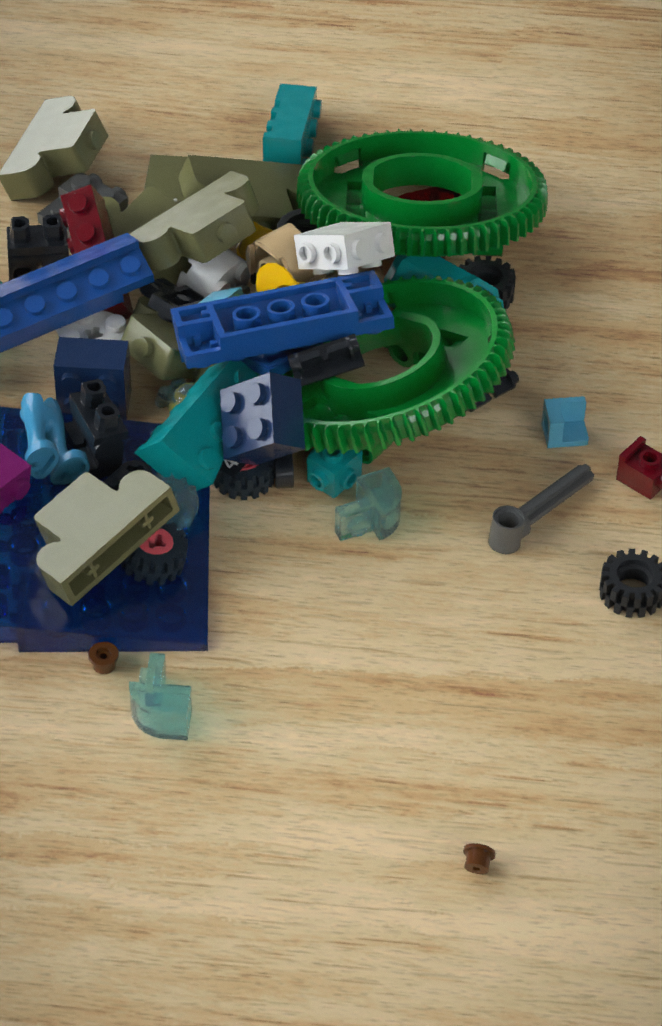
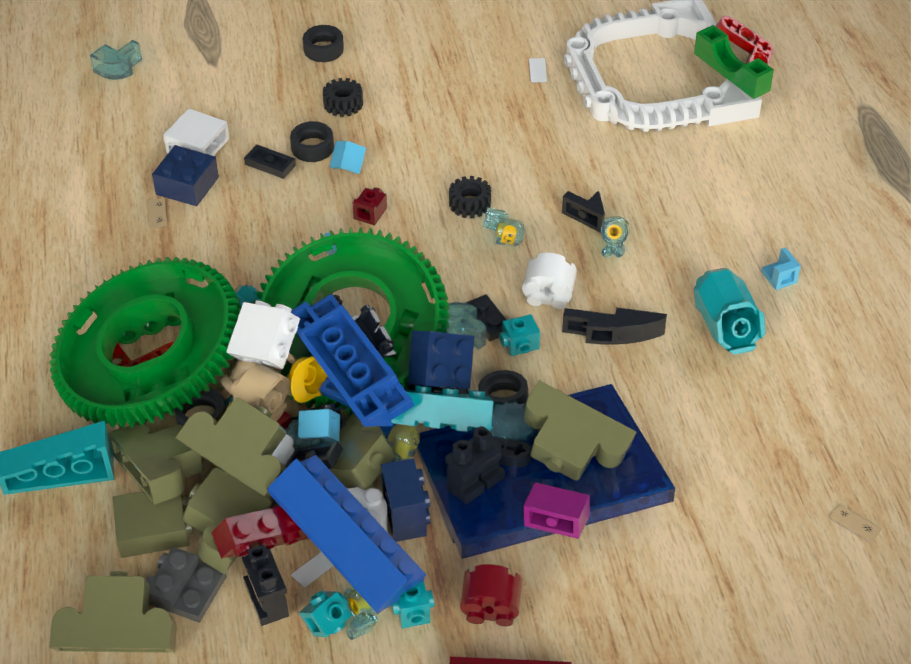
camera: 105 degrees left, 0 degrees up
(47, 442) = (511, 485): dark azure piece -> none
(103, 657) = (651, 431): reddish brown piece -> none
(160, 707) = (675, 391): clear light blue brick -> none
(230, 500) = (505, 381): none -> black tyre
(269, 799) = (729, 310): none -> teal brick
(304, 668) = (613, 329): none -> black slope
(320, 551) = (520, 335): none -> teal brick
(344, 923) = (783, 272): none -> medium azure panel
(384, 549) = (489, 316): none -> black plate
(407, 609) = (549, 280): none -> white brick
(478, 858) = (707, 226): reddish brown piece -> none
(492, 726) = (615, 232): none -> clear light blue piece
(512, 524) = (448, 254): dark grey axle -> none
(543, 601) = (508, 230): none -> clear light blue piece
(558, 710) = (585, 211): none -> black slope

